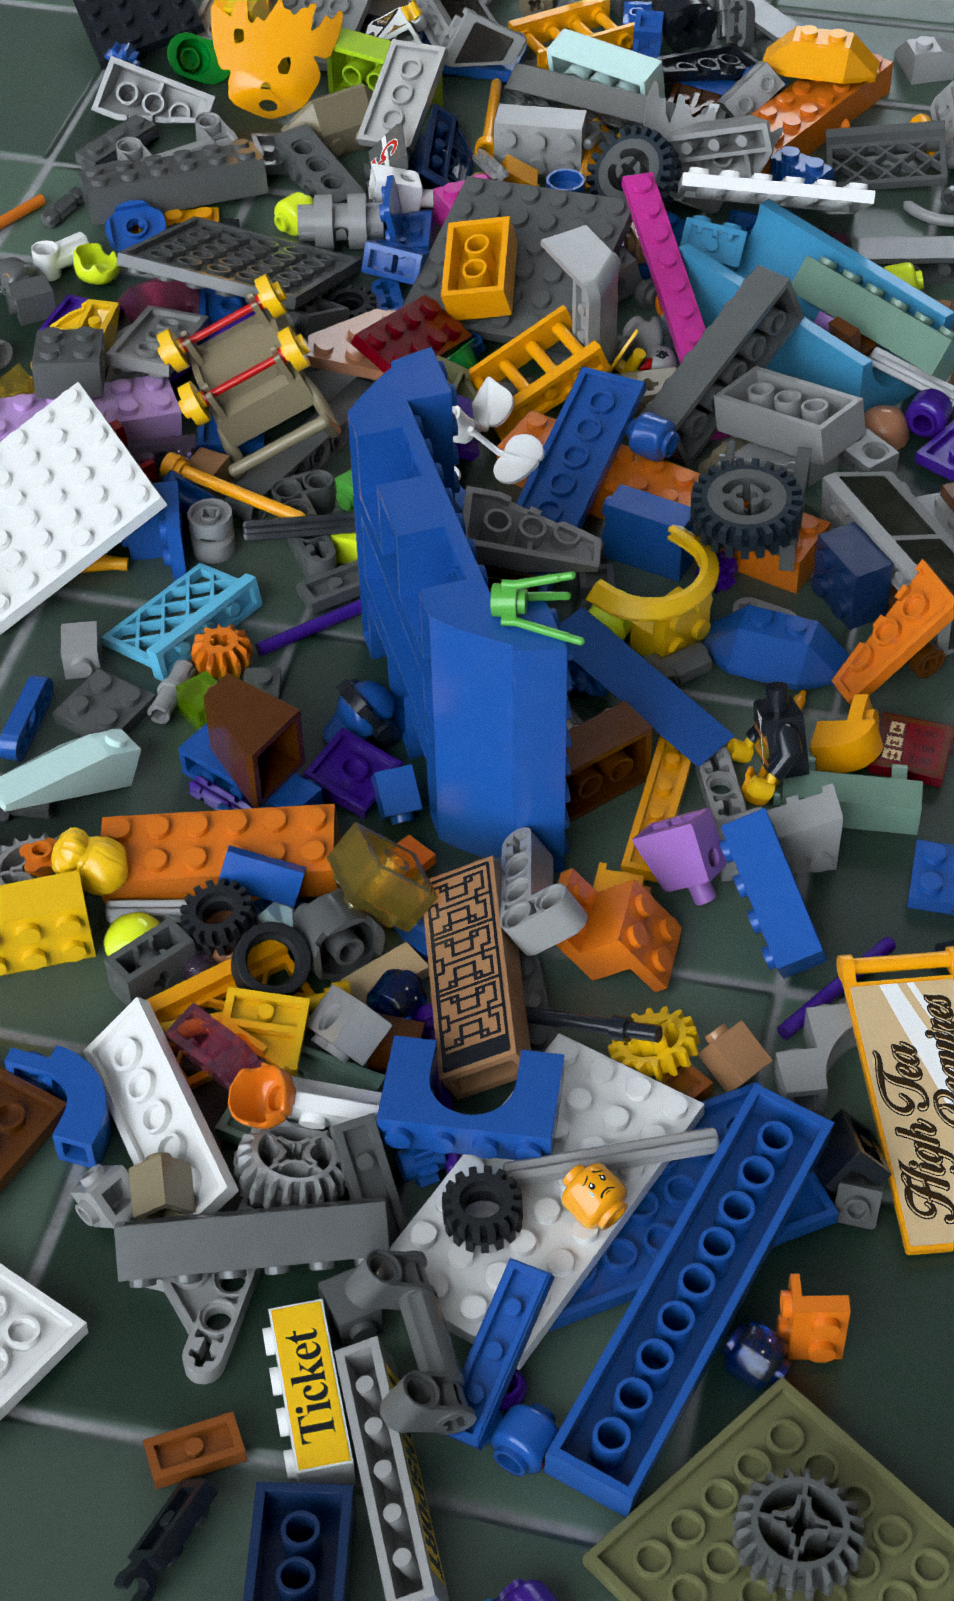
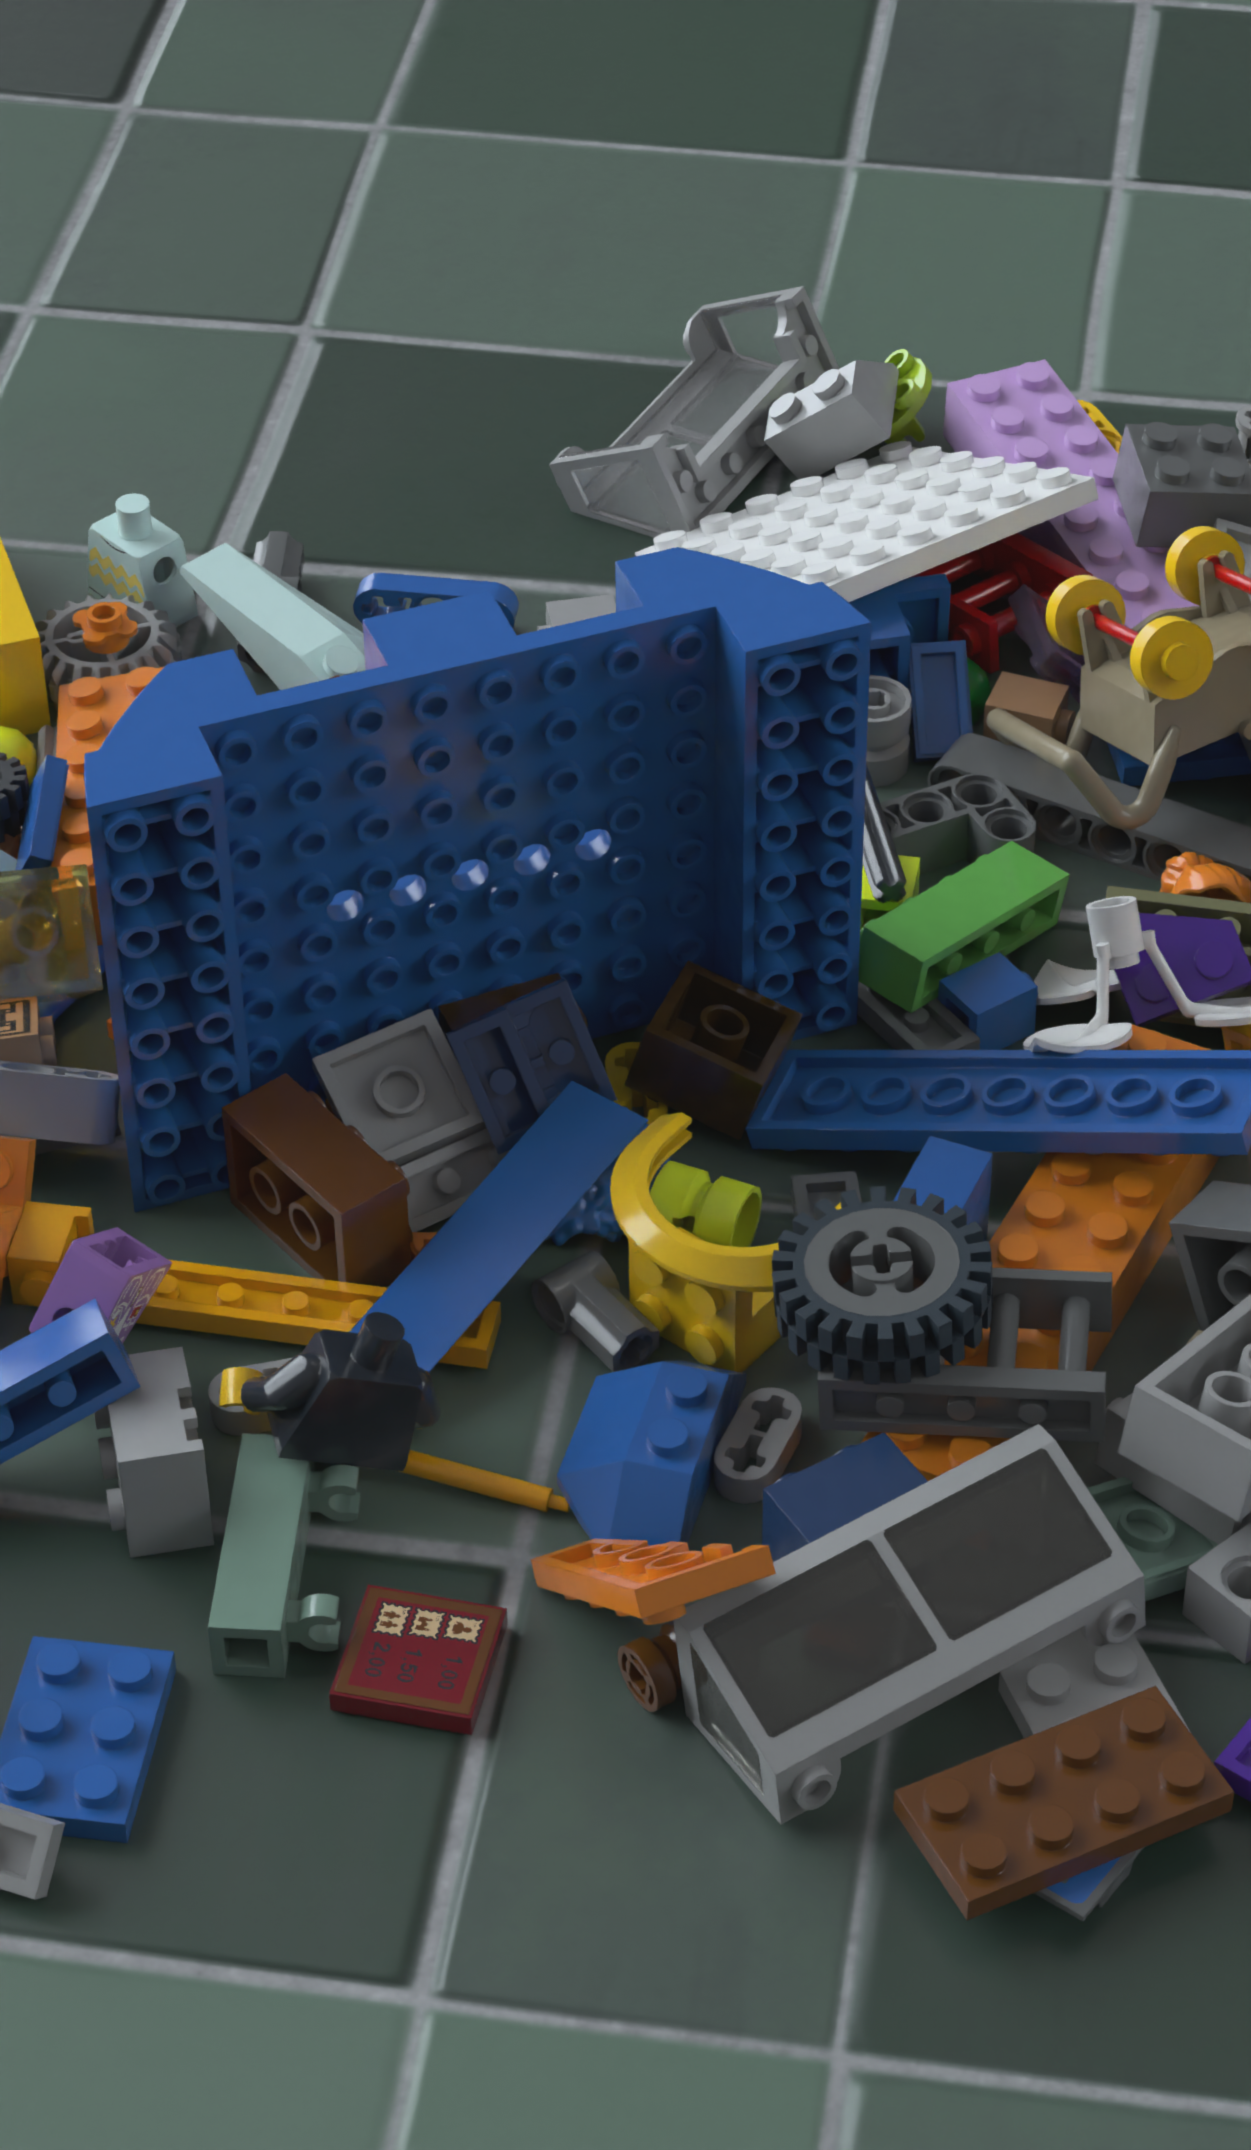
camera: 85 degrees right, 5 degrees down
(98, 859) = (78, 653): yellow hair -> none
(180, 465) = (987, 658): light orange piece -> none
(510, 600) = (168, 726): bright green plant -> none
(523, 538) = (852, 1043): light grey wedge -> none
(652, 436) = (1142, 1192): blue head -> none
(848, 743) = (409, 1546): light orange brick -> none

